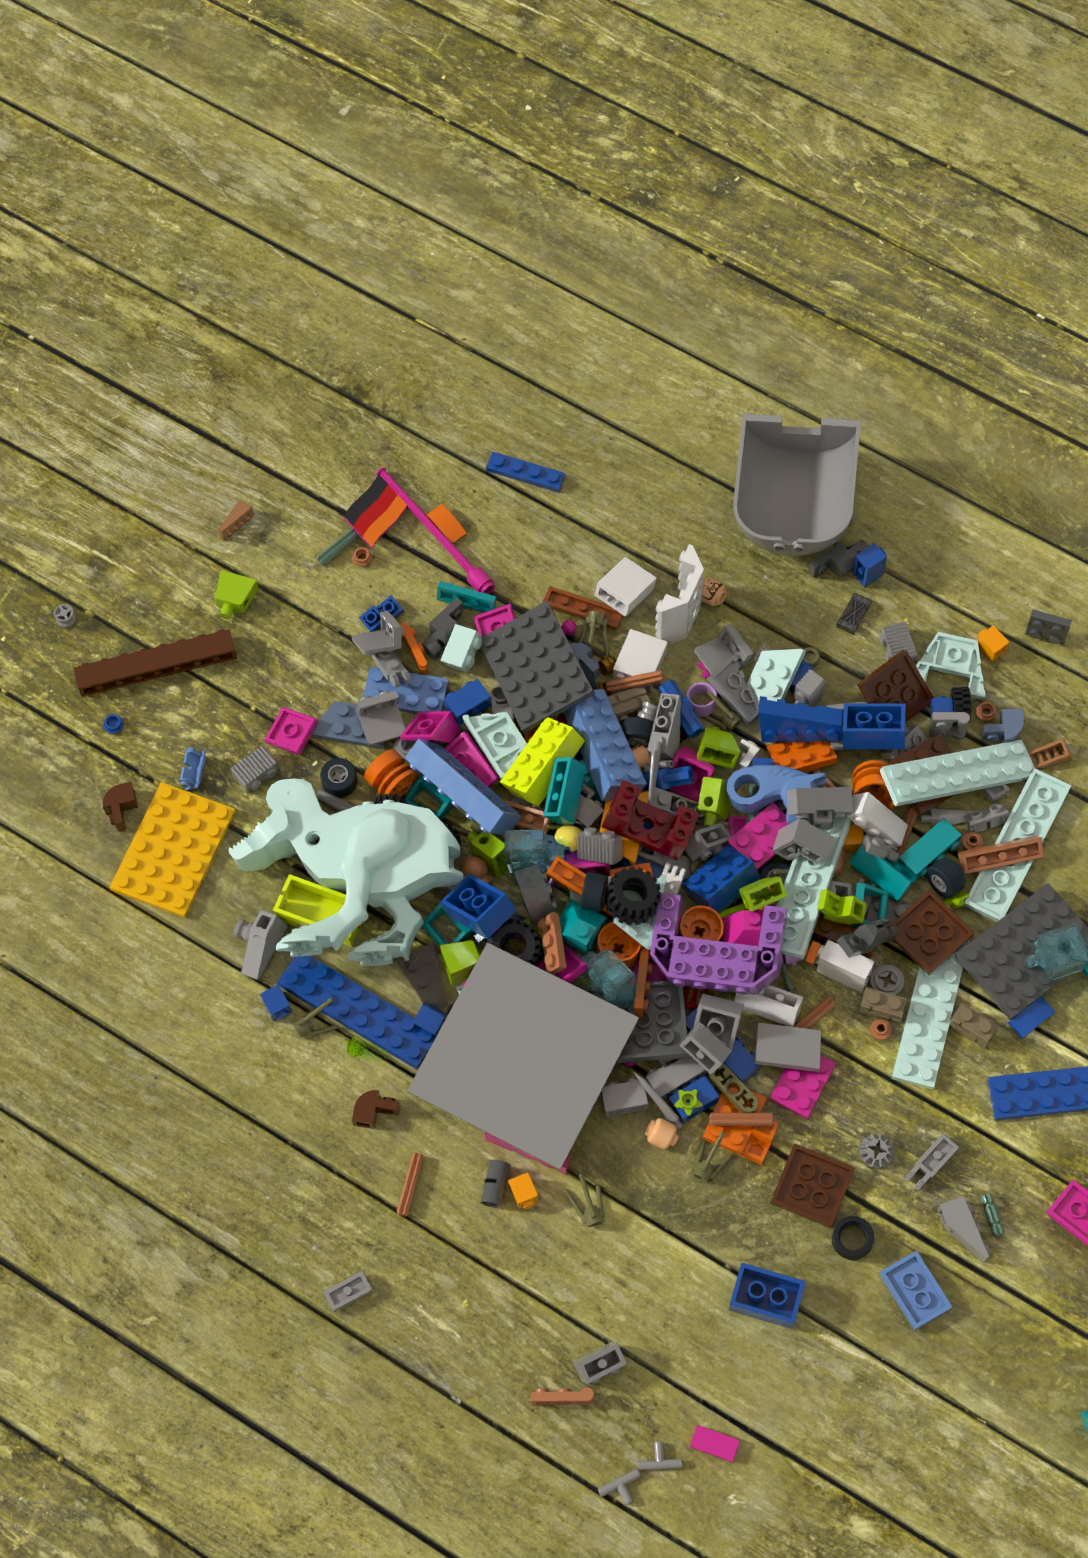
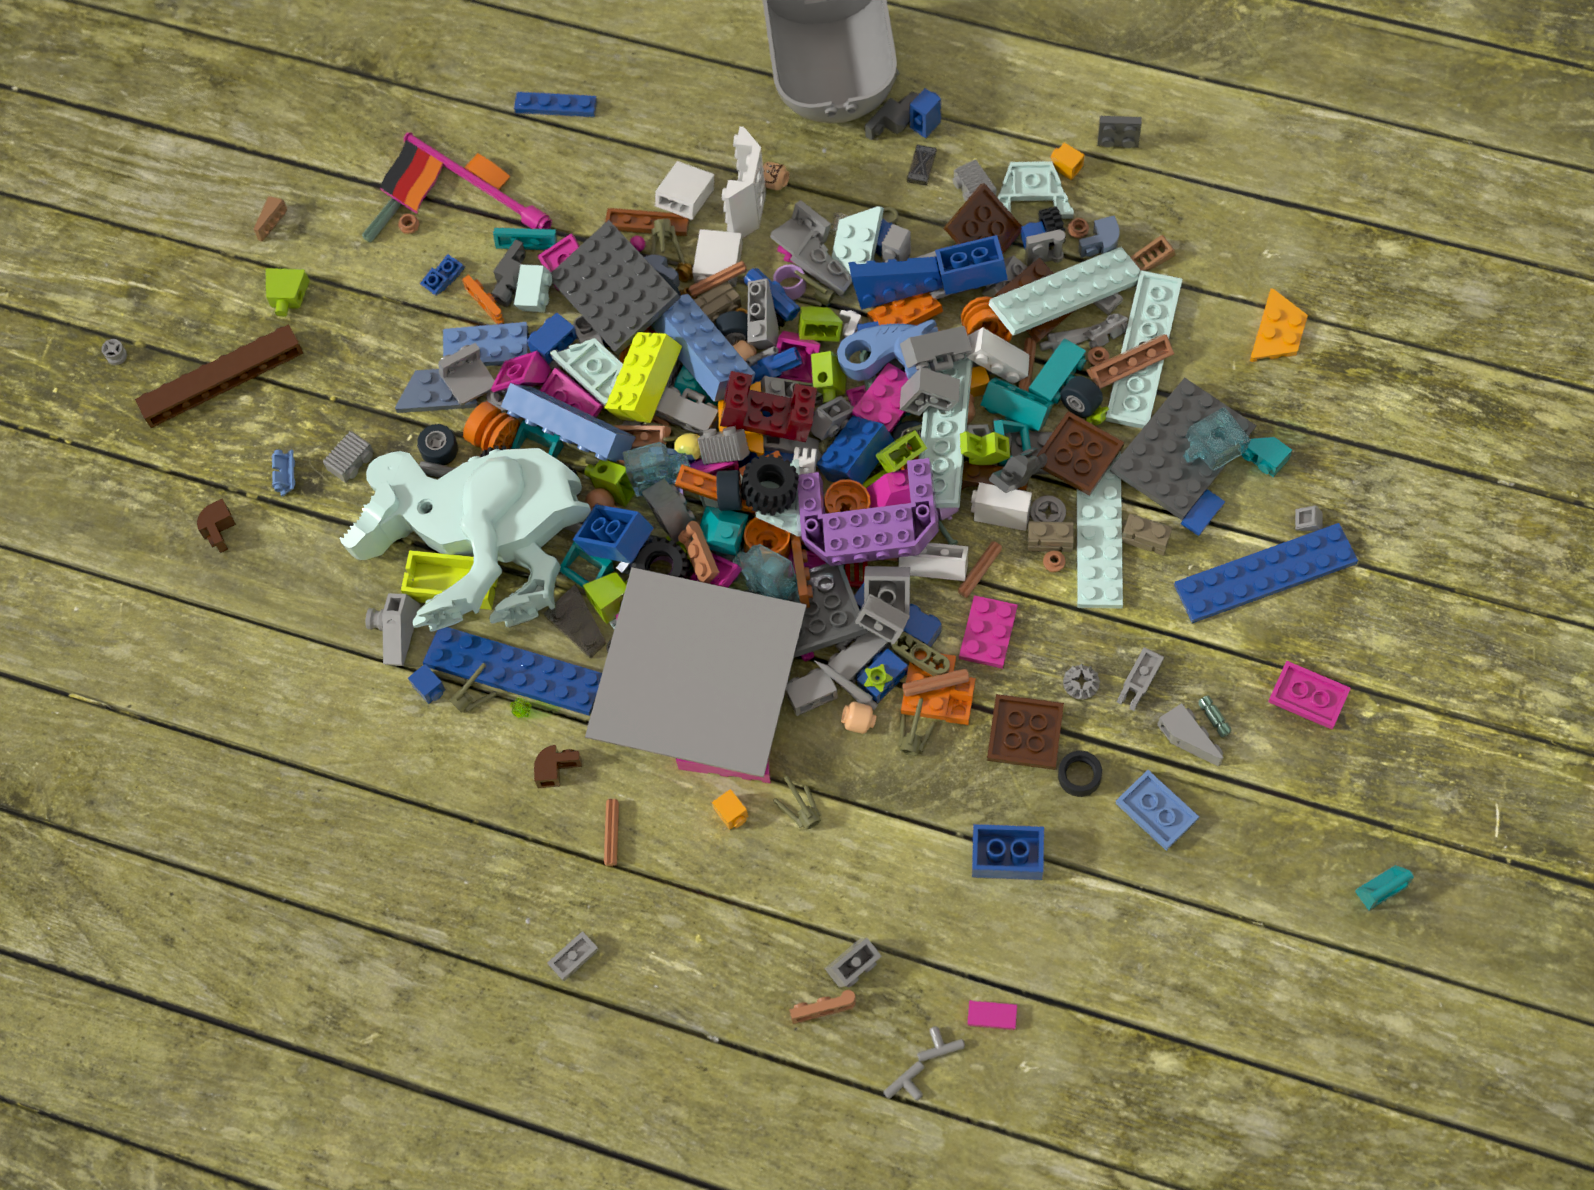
camera: 10 degrees left, 0 degrees up
(113, 724) = (190, 446): blue plate -> none
(172, 850) = (282, 557): yellow plate -> none
(291, 731) = (377, 410): dark pink plate -> none
(383, 640) = (454, 296): light grey bracket -> none
(391, 668) = (464, 323): light grey hinge -> none
(430, 1018) = (590, 660): blue brick -> none
(495, 1183) = (699, 809): dark grey pin -> none
(564, 791) = (673, 399): teal brick -> none
(649, 711) = (740, 303): light grey wheel -> none
(655, 758) = (758, 346): light grey bar -> none
(788, 1047) = (965, 600): light grey tile -> none
(811, 953) = (965, 501): orange plate -> none
(877, 847) = (1004, 381): light grey plate -> none

